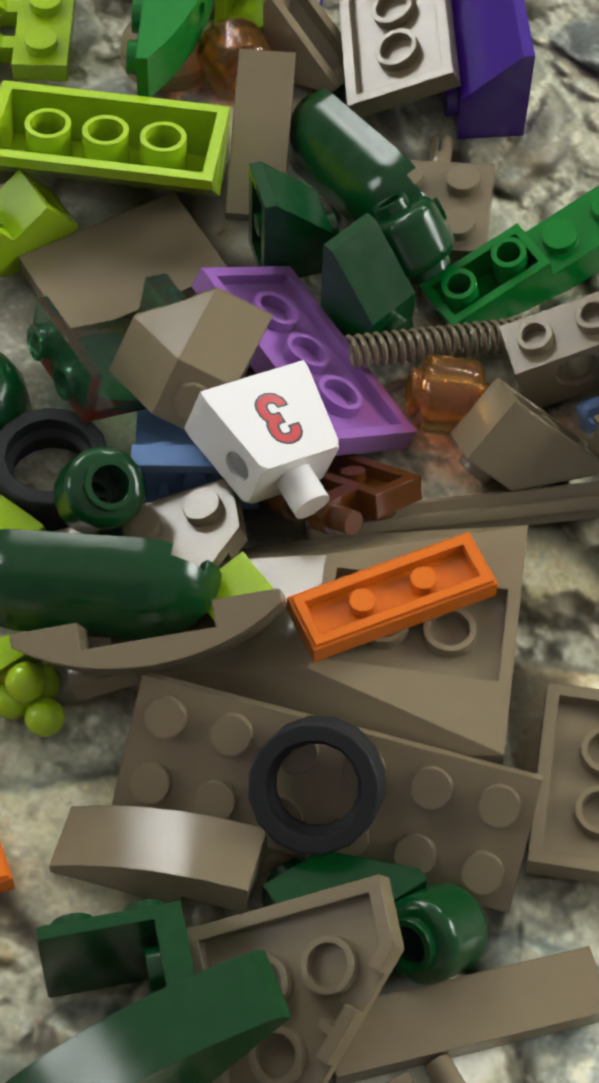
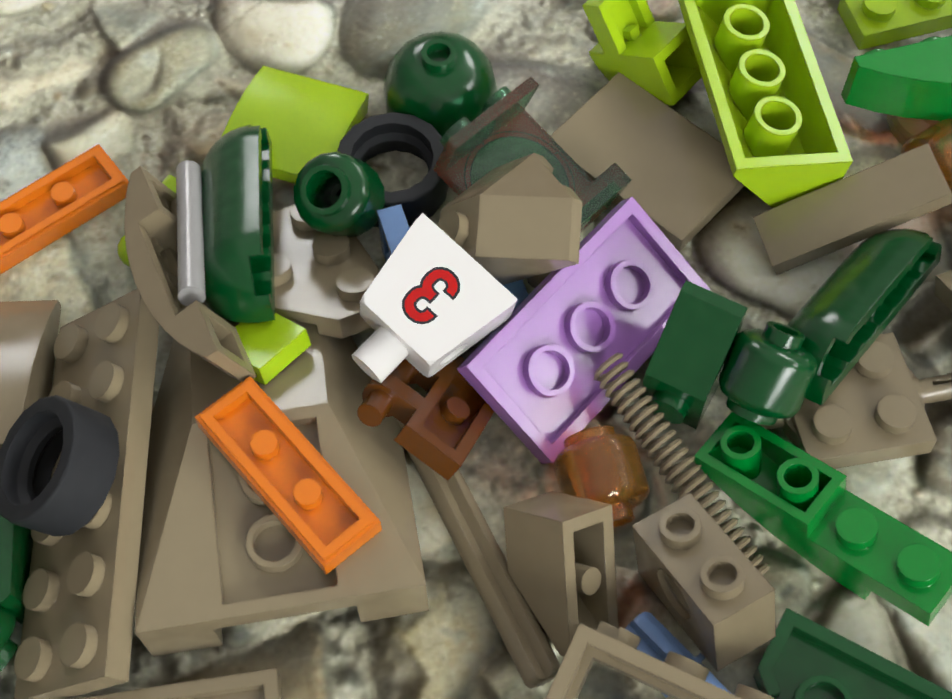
camera: 75 degrees right, 5 degrees up
(102, 612) = (190, 233): none -> light grey bar
(287, 221) = (748, 258): dark green slope -> none

